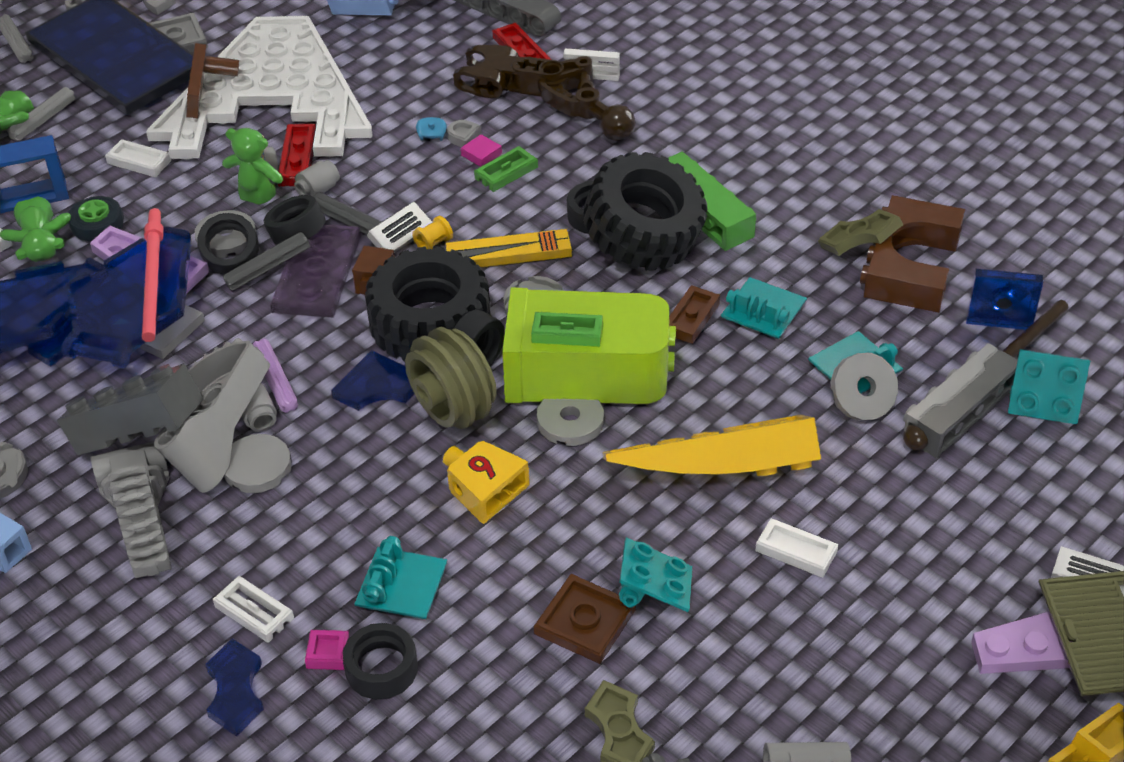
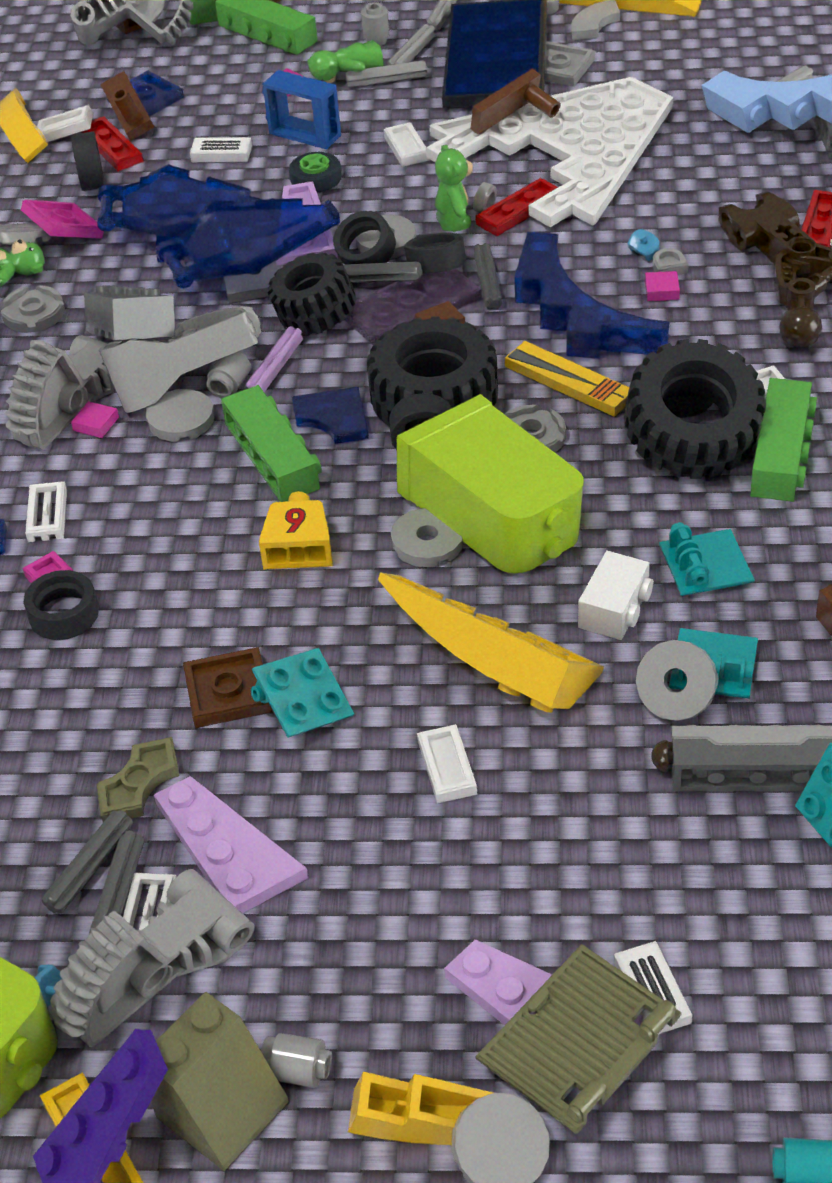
camera: 50 degrees right, 0 degrees up
(33, 81) = (413, 45): none -> light grey axle
(37, 230) = (272, 149): bright green piece -> none
(153, 235) = (308, 200): coral bar -> none
(188, 514) = (95, 419): none -> dark pink tile
(243, 285) = (312, 293): none -> black tyre
(317, 178) = (498, 232): light grey brick -> none
(368, 432) = (271, 443): none -> bright green brick
(397, 230) = (506, 309): white tile -> none
(400, 581) = (149, 563): teal hinge -> none
(433, 233) = (523, 327): yellow bush -> none
(451, 377) = (352, 436): olive wheel -> none
(477, 204) = (565, 307): none -> clear blue arch
(506, 168) = (676, 311): bright green tile -> none
(567, 329) = (460, 453): bright green tile -> none
(693, 313) = (632, 524): reddish brown plate -> none
(738, 715) = (227, 847): none -> lavender wing
(748, 365) = (614, 595): none -> white brick

